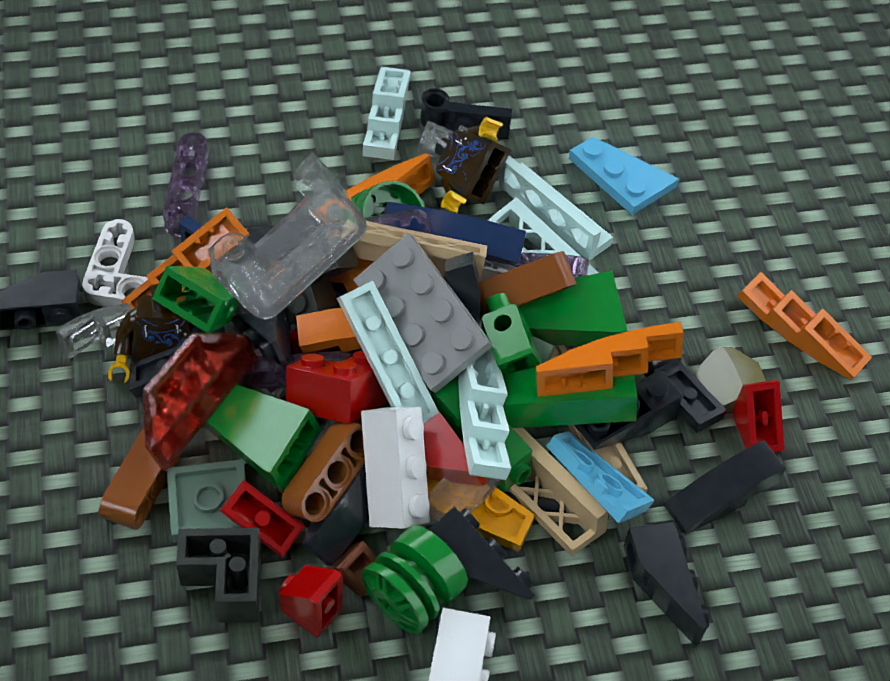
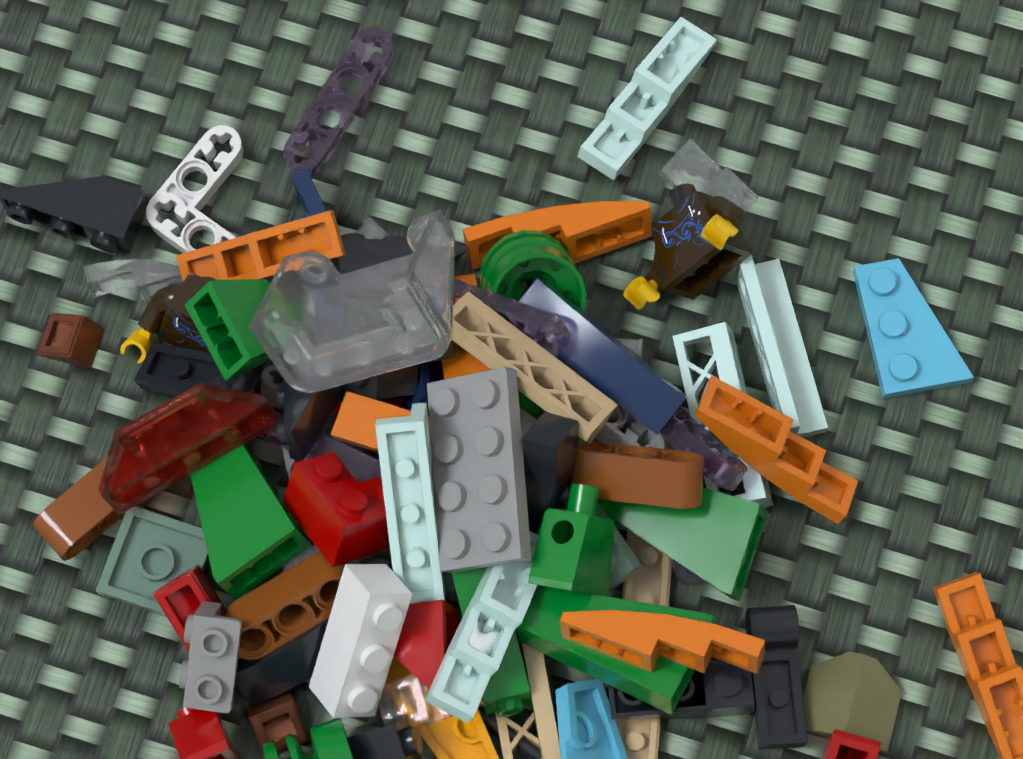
camera: 35 degrees right, 20 degrees up
(65, 388) = (71, 339): none -> copper slope
(225, 560) = (141, 663): pearl dark grey brick -> none
(291, 528) = (212, 659): none -> light grey bracket
(450, 115) = (742, 158): black plate -> none
(603, 253) = (767, 445): none -> orange slope

